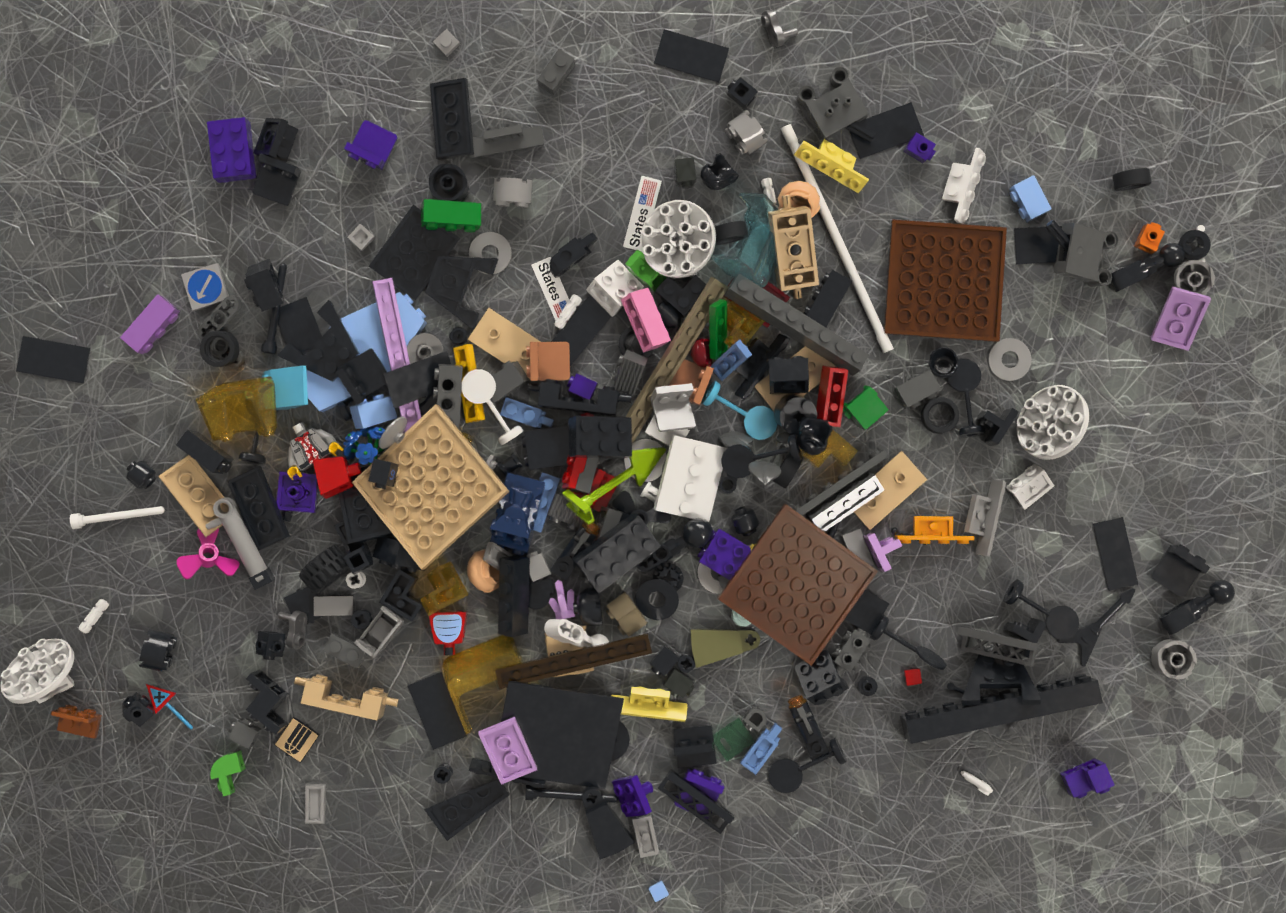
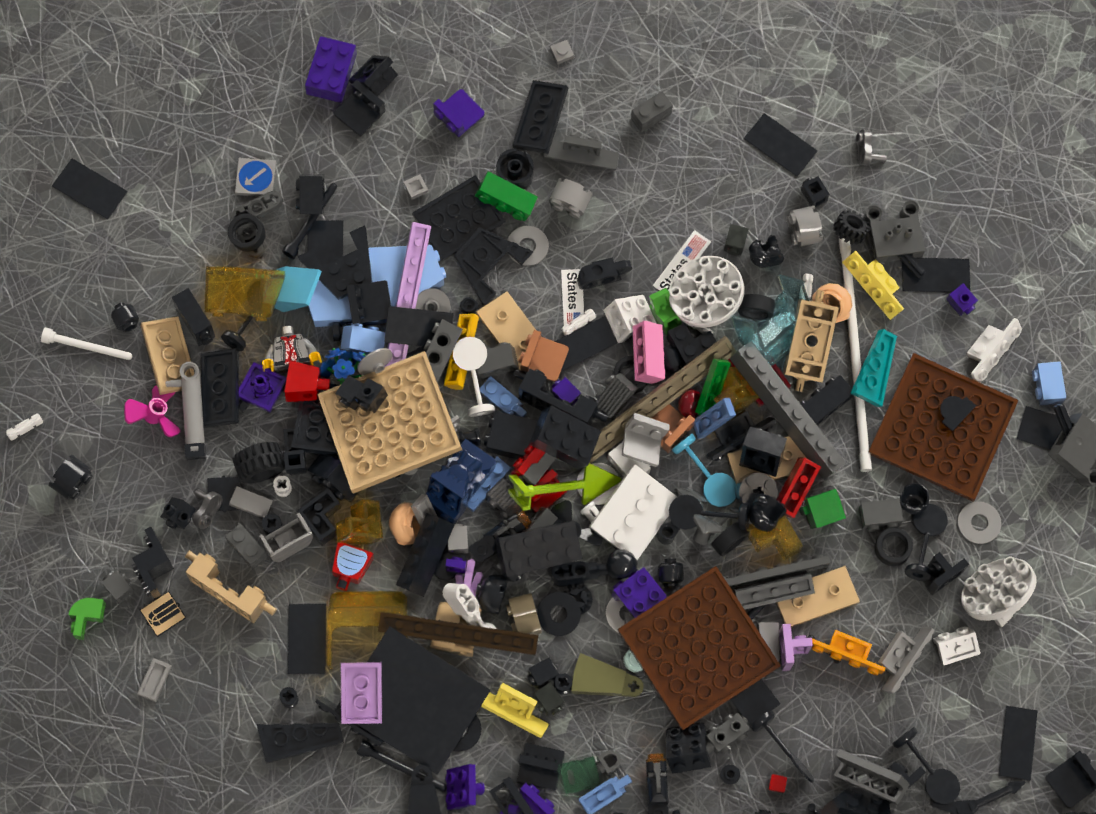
camera: 15 degrees right, 15 degrees down
(137, 709) = (28, 531): black brick -> none
(150, 324) = (192, 190): medium lavender brick -> none
(160, 698) = (51, 526): piece -> none
(402, 470) = (371, 396): none -> black brick
(546, 593) = (456, 565): none -> dark purple plate
(791, 108) = (851, 227): none -> black tyre
(863, 249) = (875, 371): none -> teal wing
(952, 263) = (955, 410): none -> black piece

